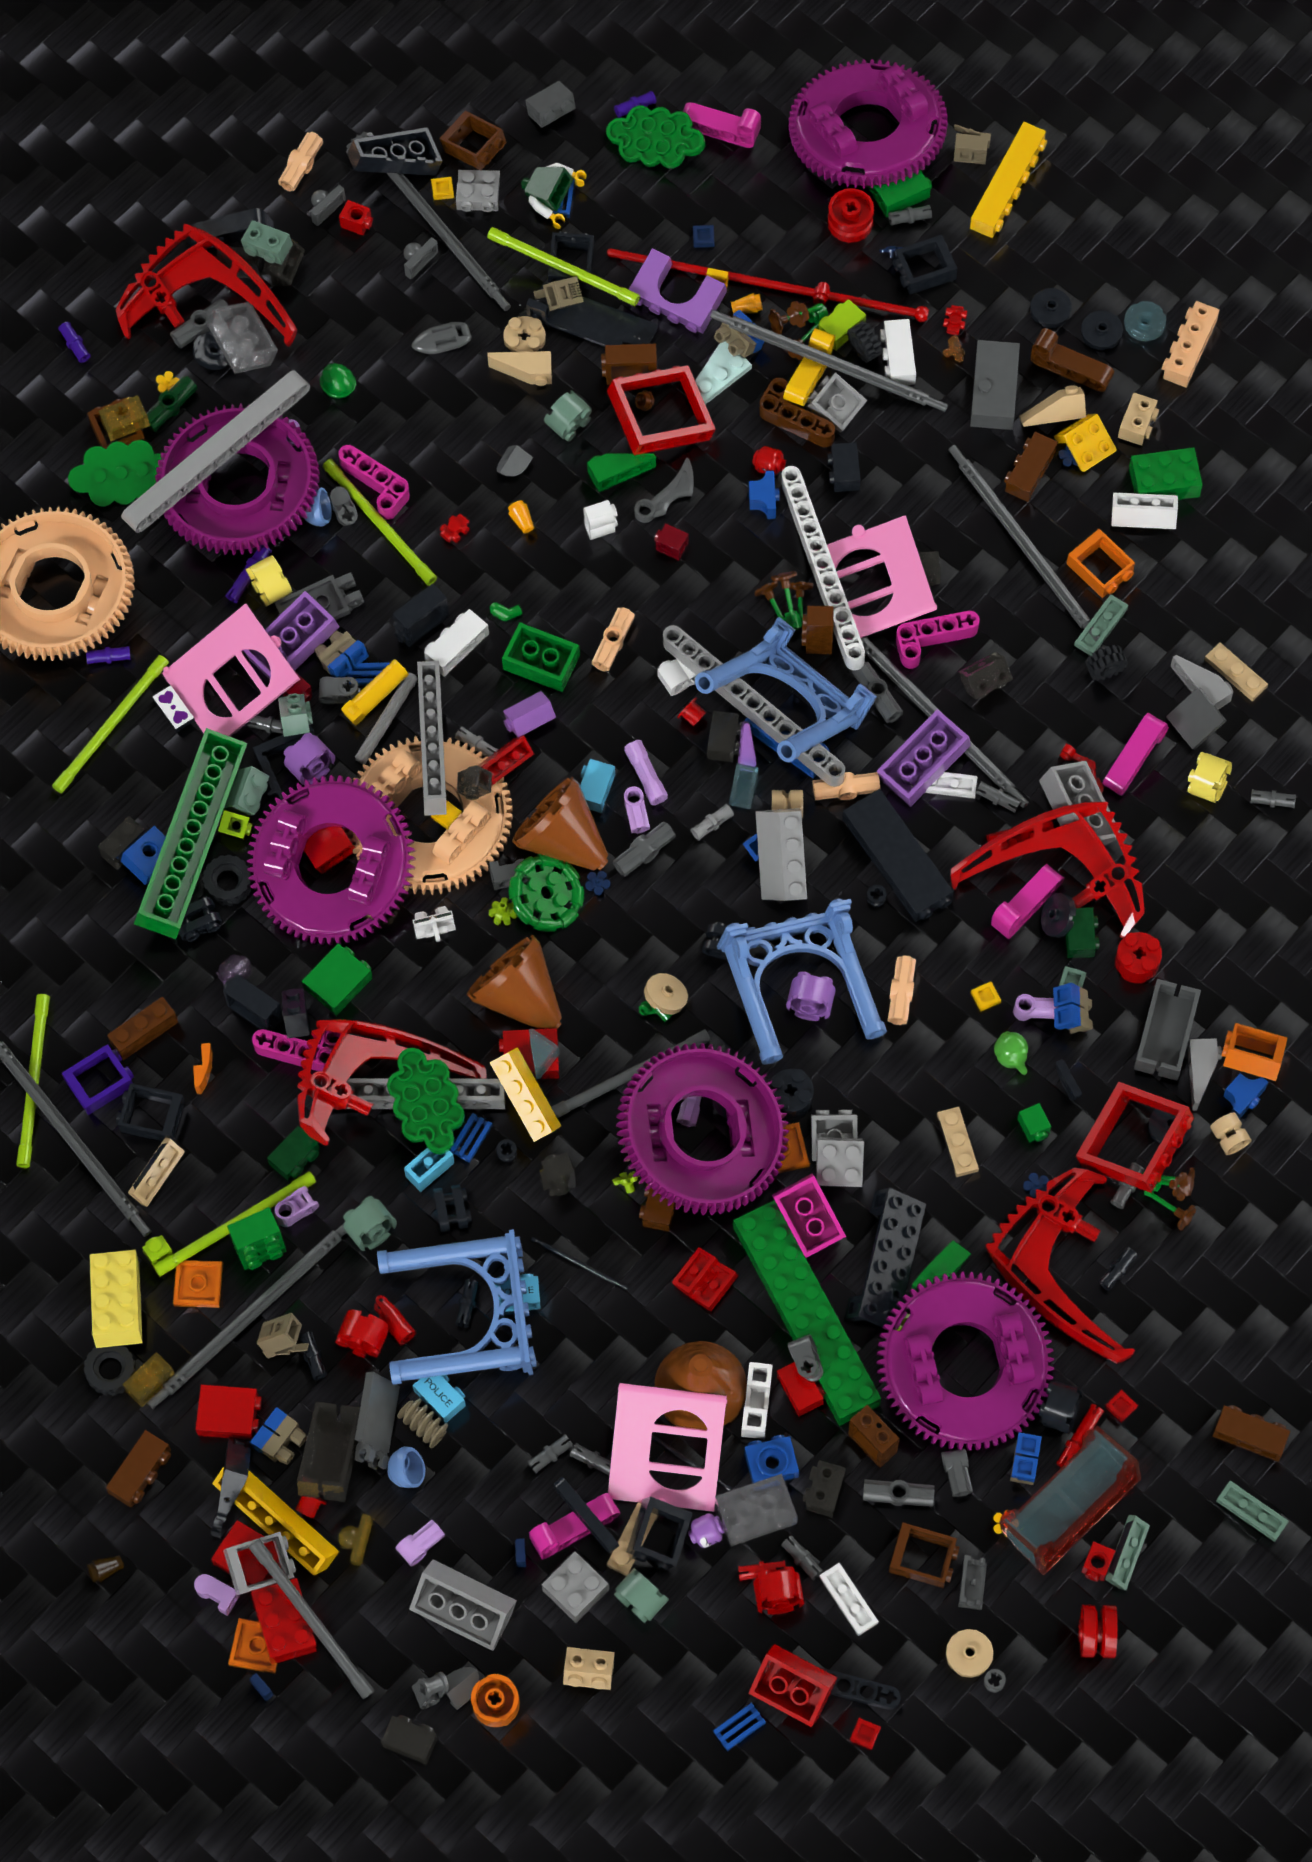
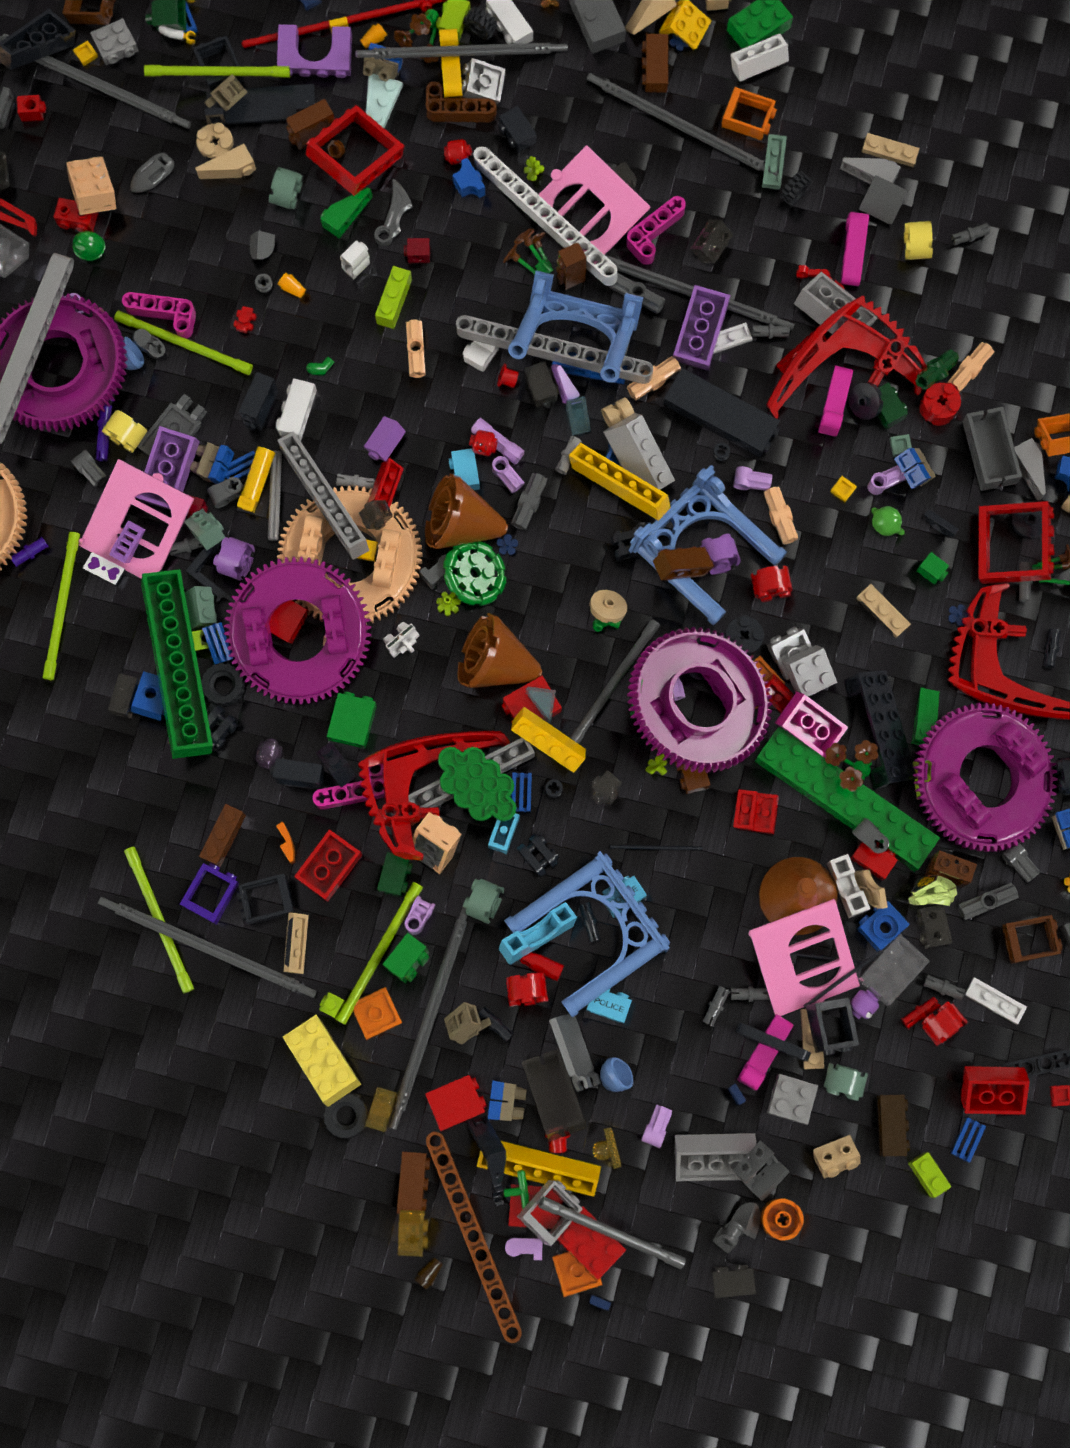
camera: 30 degrees left, 10 degrees up
(109, 1515) = (411, 1233): none -> clear yellow brick
(170, 1564) = (481, 1243): none -> dark orange beam
(213, 599) = (86, 464): none -> dark grey piece
(214, 697) = (122, 539): none -> medium lavender slope
(231, 1110) = (328, 865): none -> red brick
(241, 833) = (215, 643): none -> blue tile
(244, 1529) = (521, 1190): none -> green piece
(341, 344) = (68, 216): none -> red brick
(350, 1138) = (436, 841): none -> light nougat piece
(371, 322) = (91, 185): none -> light nougat piece
(418, 256) = (97, 116): dark grey tile -> none
(423, 1422) = (609, 1032): dark tan piece -> none
(430, 1283) = (551, 926): none -> medium azure arch
(494, 494) = (259, 278): none -> dark grey bush
(504, 1654) = (768, 1177): none -> dark grey panel
(540, 657) = (369, 389): green brick -> none
(619, 576) = (393, 297): none -> lime brick
(628, 765) = (483, 443): none -> red head
(666, 1669) = (893, 1125): none -> dark brown brick
(676, 1738) = (929, 1175): none -> lime brick
(702, 1491) = (843, 978): none -> black piece
(745, 870) = (619, 481): none -> yellow brick
(762, 982) = (683, 563): none -> reddish brown brick
(778, 1414) = (874, 894): none -> tan tile
(794, 1166) = (780, 693): none -> red slope
(816, 1284) = (855, 775): none -> reddish brown plant
(839, 514) = (533, 168): none -> lime plant
(843, 1449) = (933, 890): none -> yellowish green helmet
(850, 1052) = (771, 583): none -> red brick
(888, 936) = (746, 478): none -> lavender piece
(1153, 919) = (937, 369): none -> dark green piece
(1193, 936) = (971, 366): none -> light nougat piece

